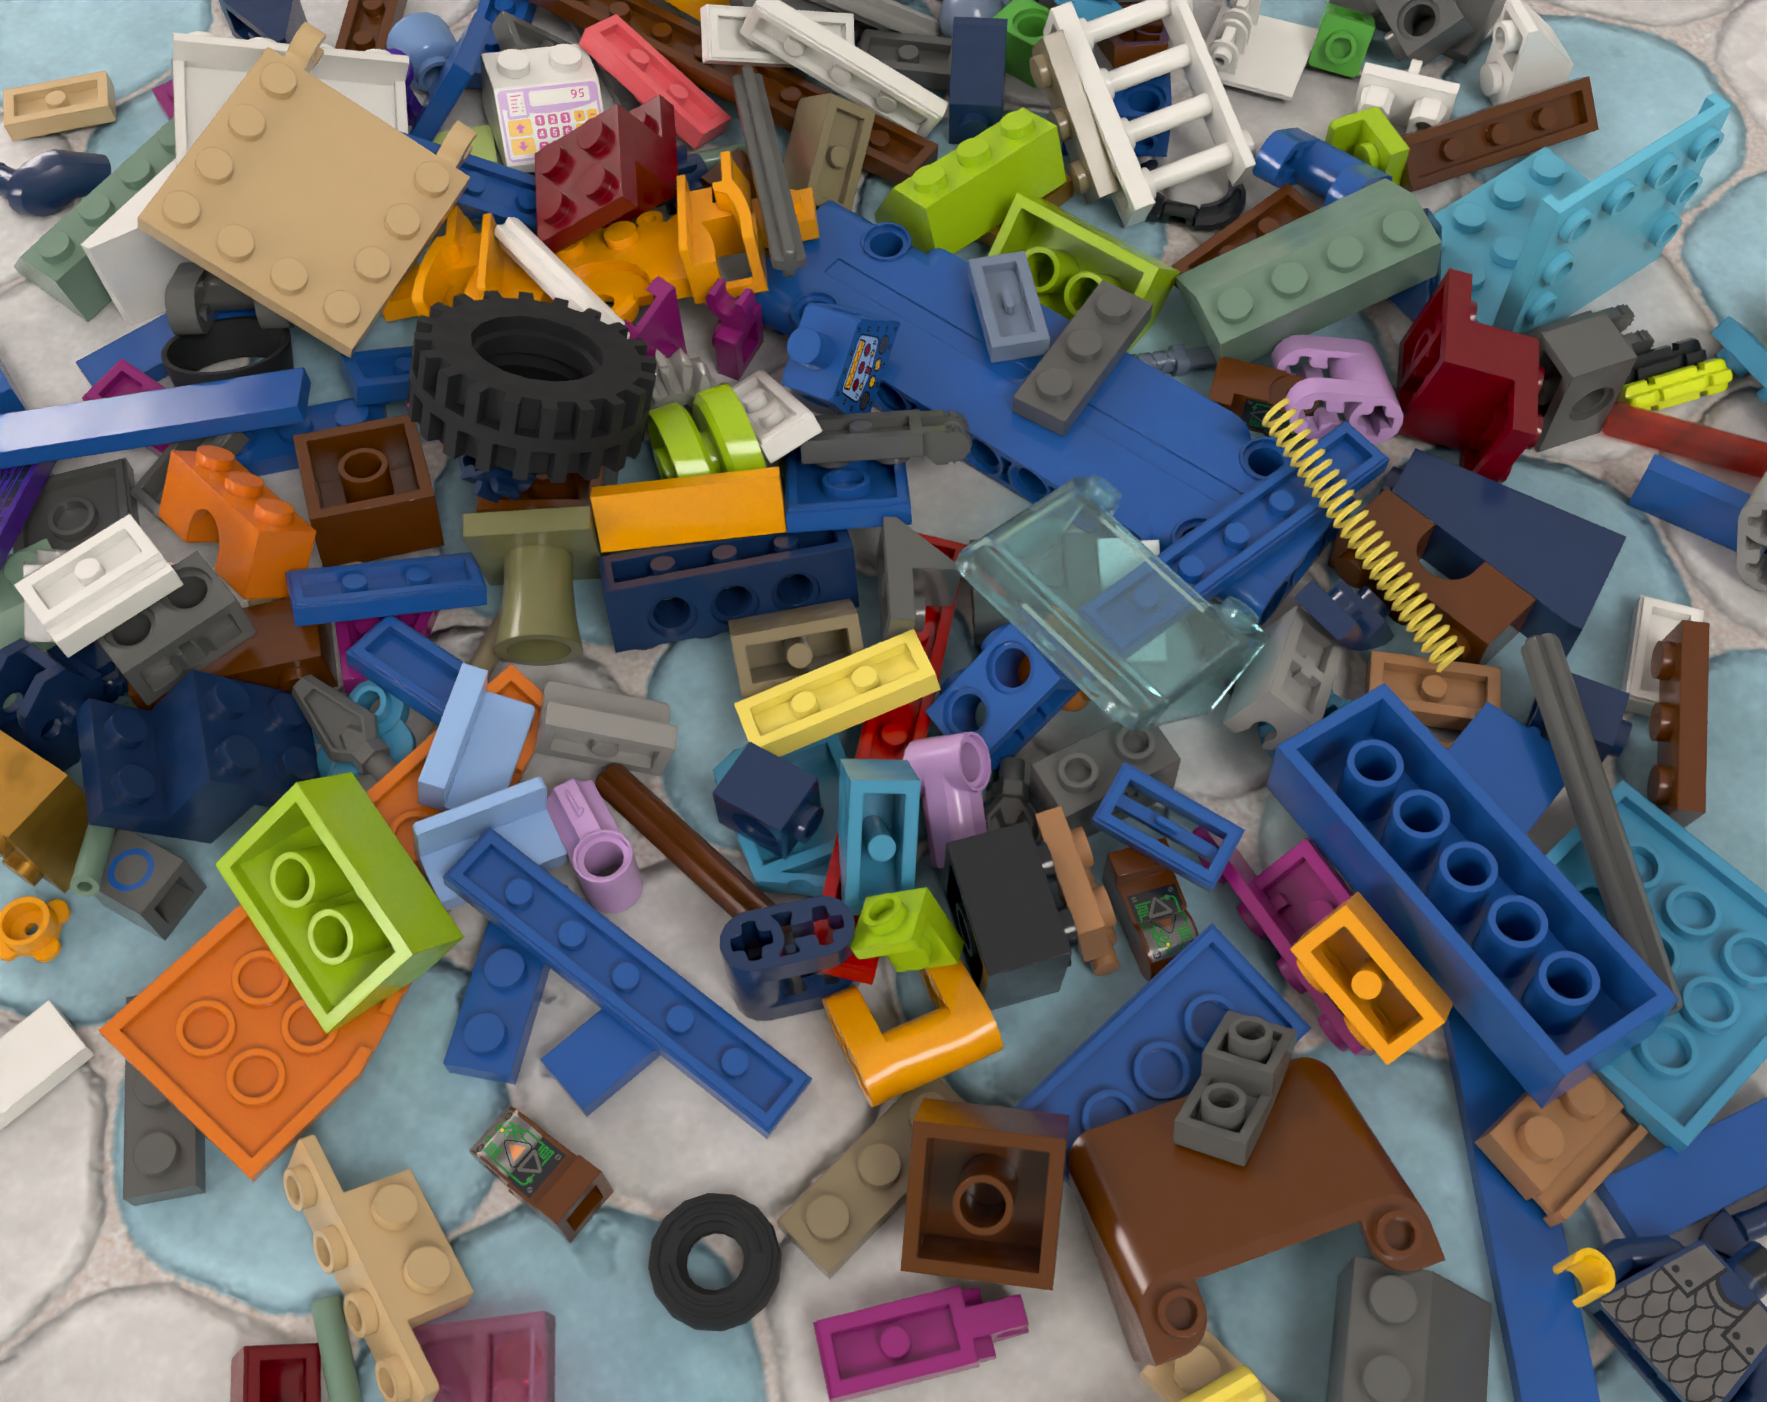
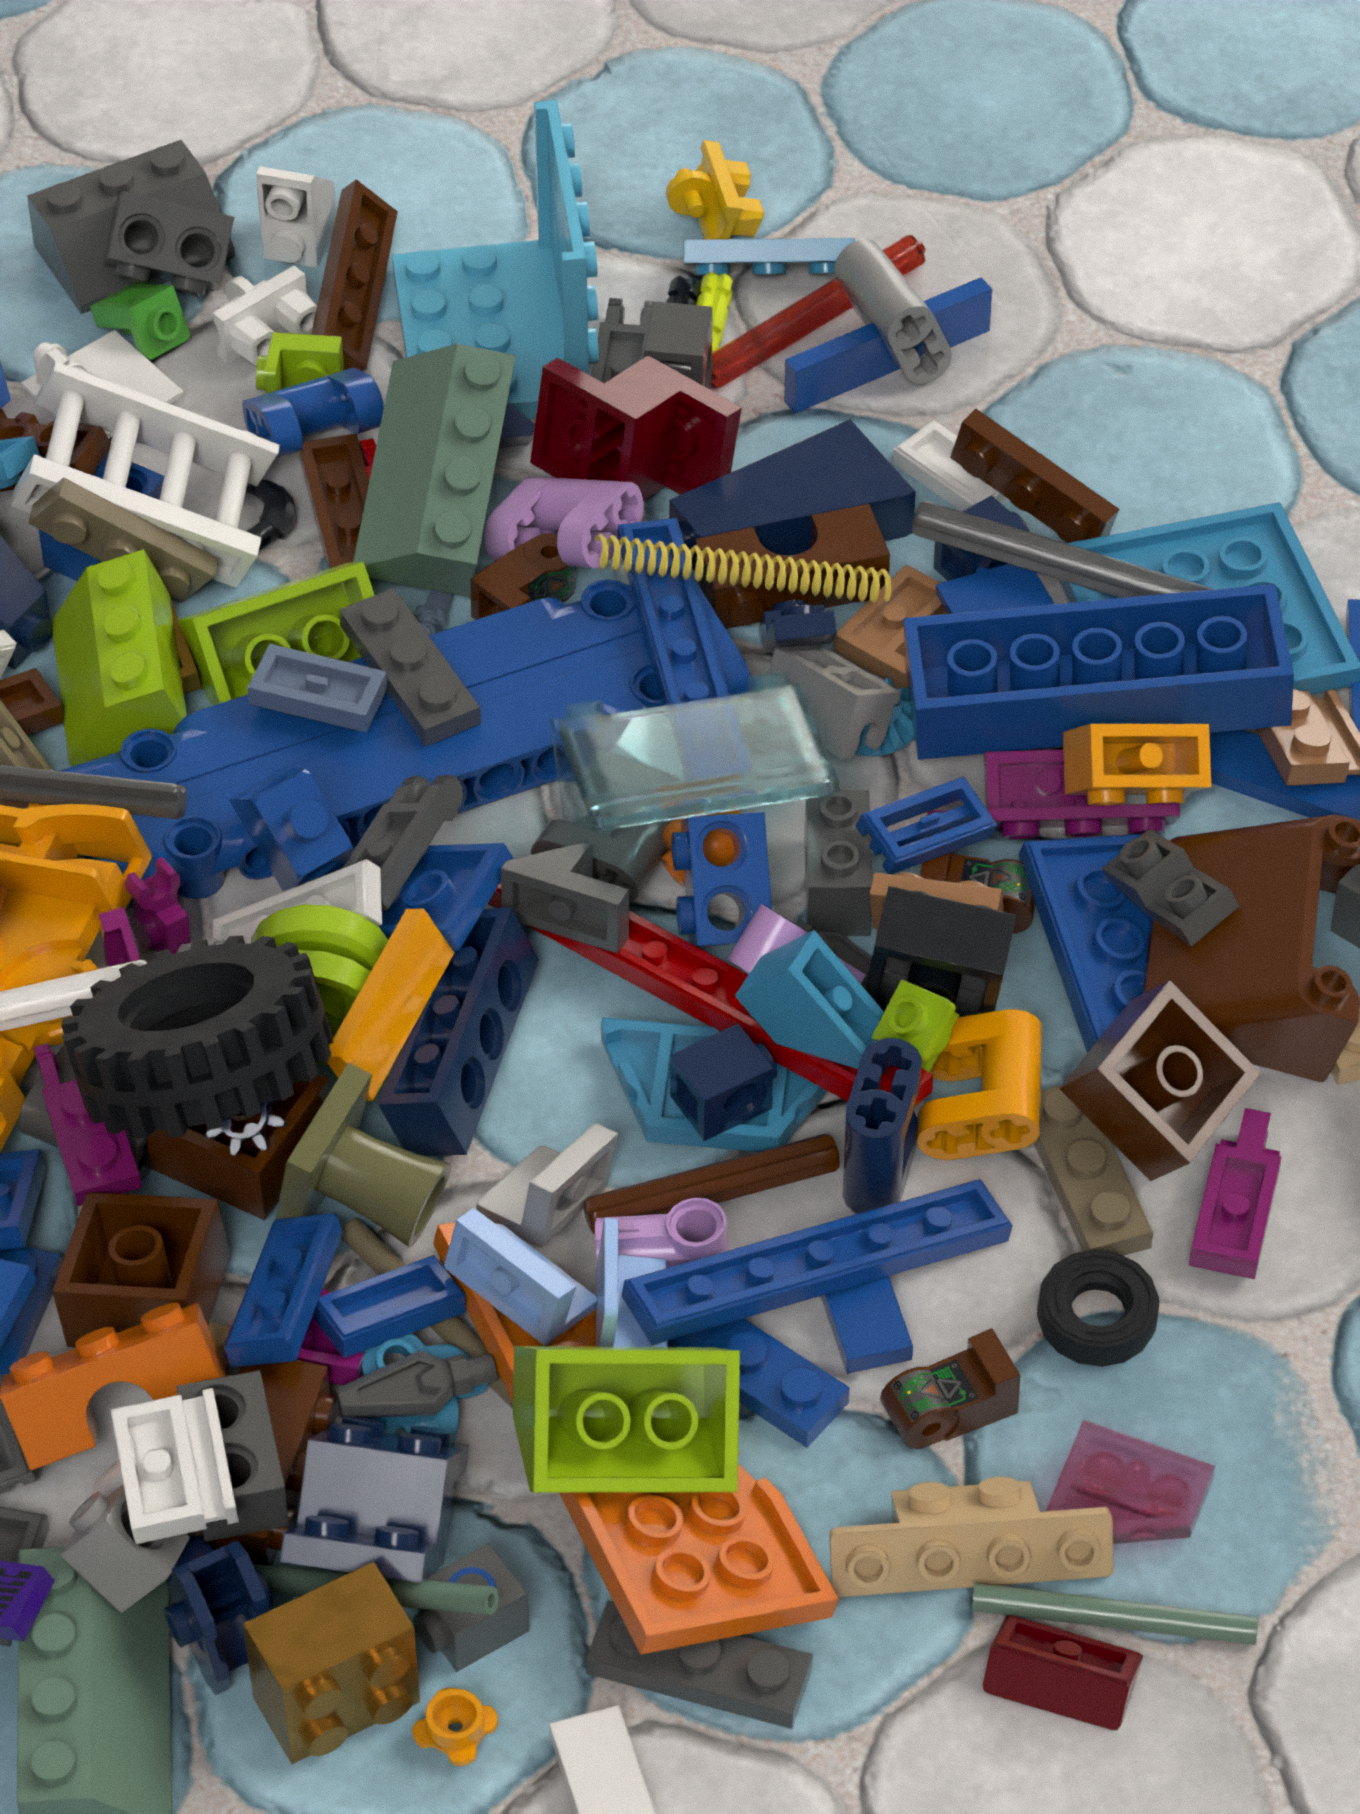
camera: 65 degrees left, 10 degrees down
(792, 643) = (565, 1010): dark tan brick -> none
(838, 695) = (651, 990): light yellow plate -> none

